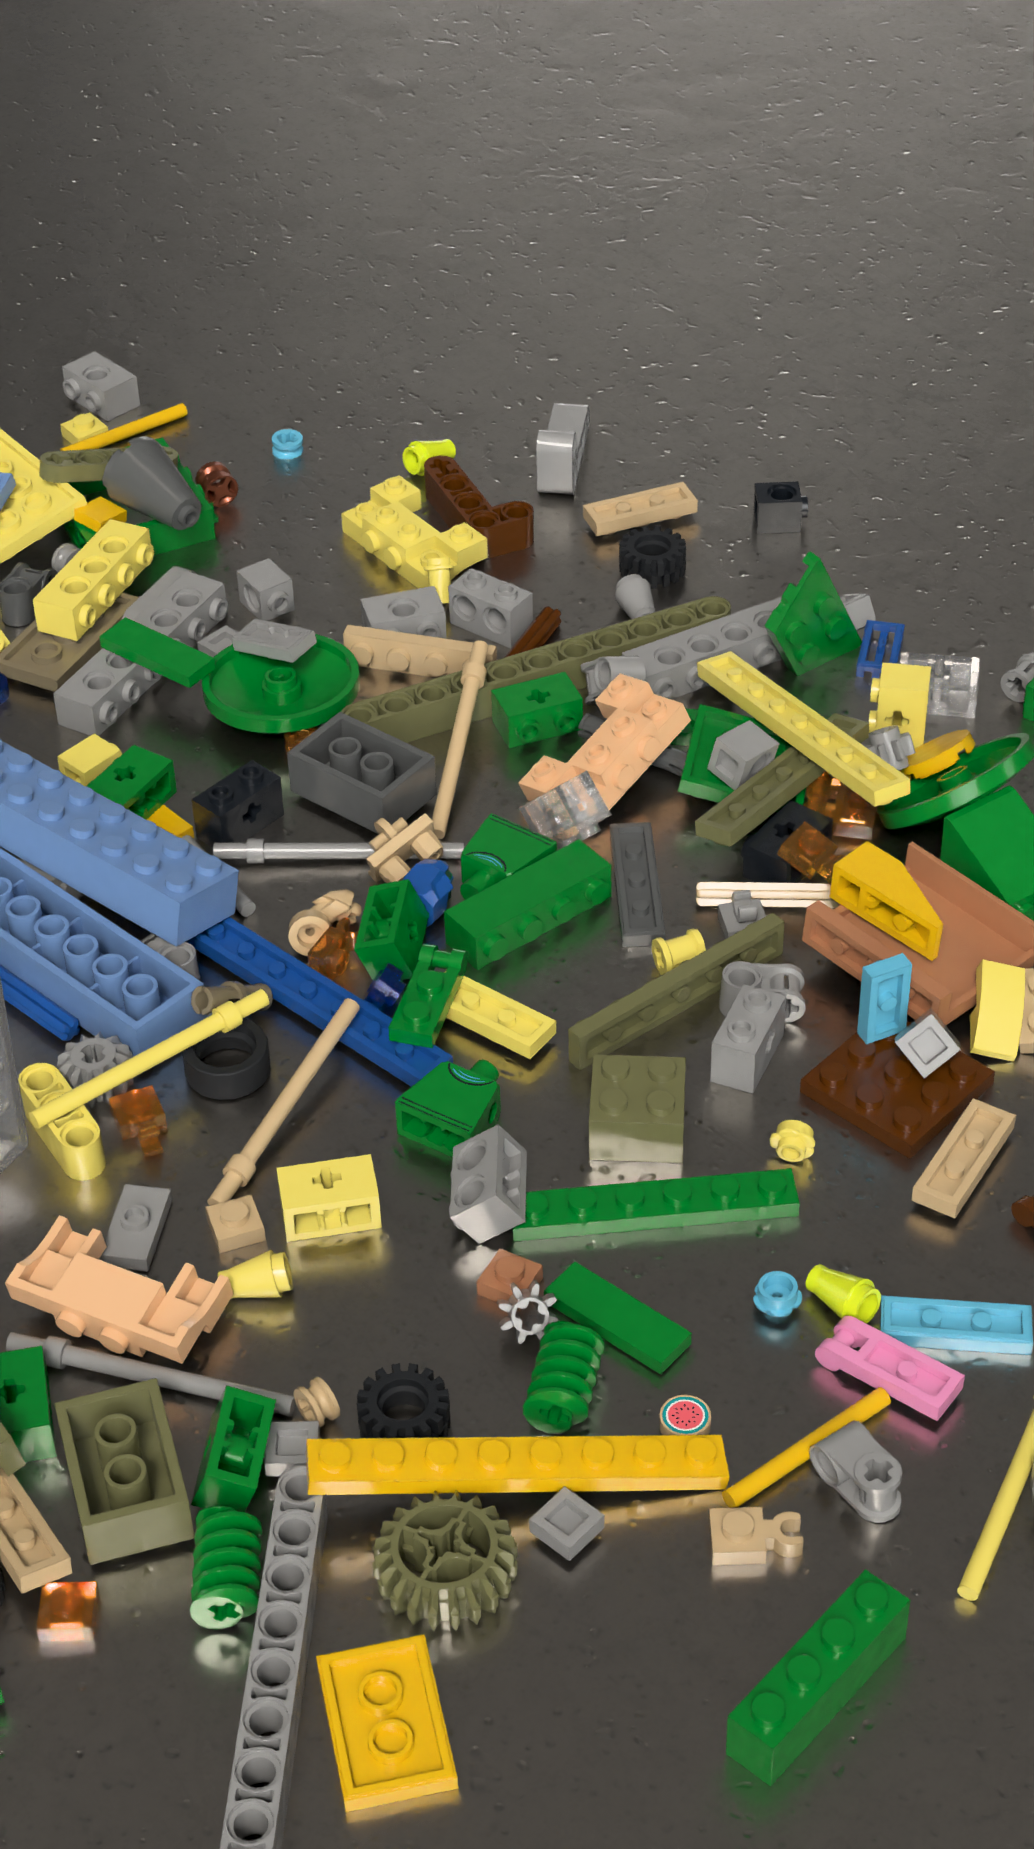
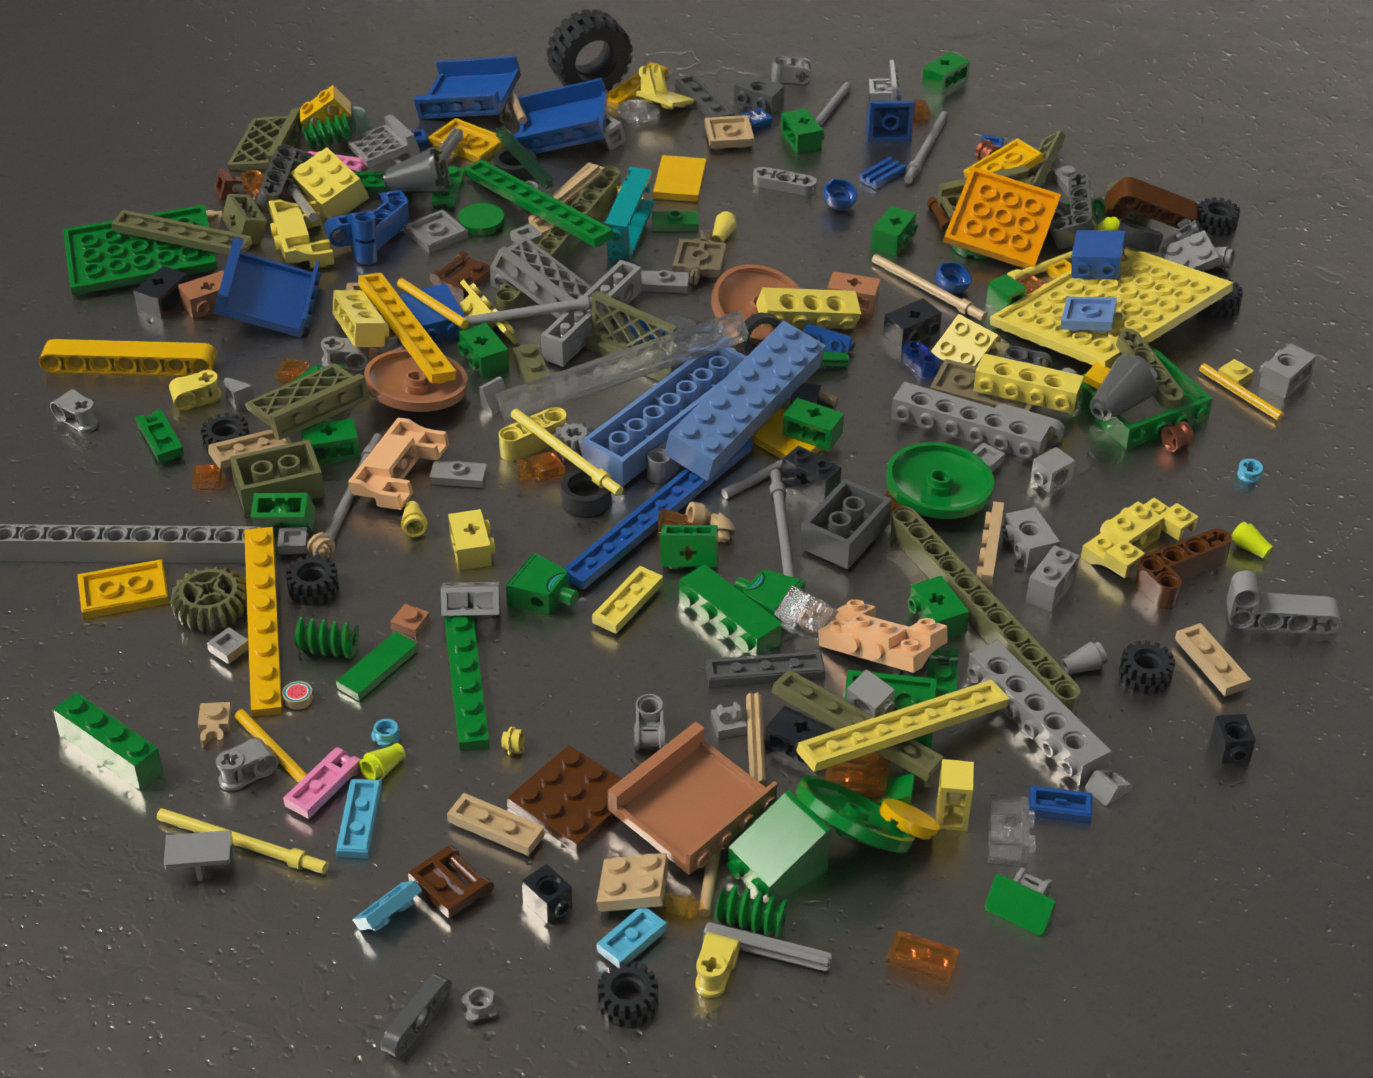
camera: 85 degrees right, 0 degrees up
(88, 759) = (851, 407): light yellow brick -> none
(157, 652) = (948, 416): green tile -> none
(207, 998) = (630, 488): dark tan pin -> none
(225, 1567) = (215, 517): green piece -> none
(235, 1223) = (457, 505): tan plate -> none
(242, 1165) = (500, 507): tan bar -> none
(274, 640) = (968, 465): light grey plate -> none
(385, 987) = (633, 541): clear blue plate -> none
(398, 843) = (771, 546): tan hips -> none
(428, 996) = (631, 564): green plate -> none
(433, 885) = (739, 561): blue rock -> none
(440, 576) = (1083, 545): light yellow pin -> none
(472, 679) = (944, 560): tan bar -> none
(521, 1299) = (374, 621): light grey gear -> none
(538, 631) = (1030, 607): reddish brown axle -> none
(605, 669) = (965, 632): light grey piece -> none
(637, 1108) = (537, 664): olive piece -> none
(672, 952) = (685, 681): light yellow bush -> none
(672, 992) = (646, 680): olive plate -> none
(748, 1038) = (600, 715): light grey brick -> none
(810, 852) = (772, 738): clear orange plate -> none
(811, 621) = (1043, 738): green wing -> none
(884, 998) = (607, 758): medium azure plate -> none
(887, 897) = (717, 769): yellow slope -> none
(891, 746) = (895, 781): light grey gear -> none
(927, 1043) = (583, 794): panel -> none
(998, 1010) = (629, 840): light yellow slope -> none

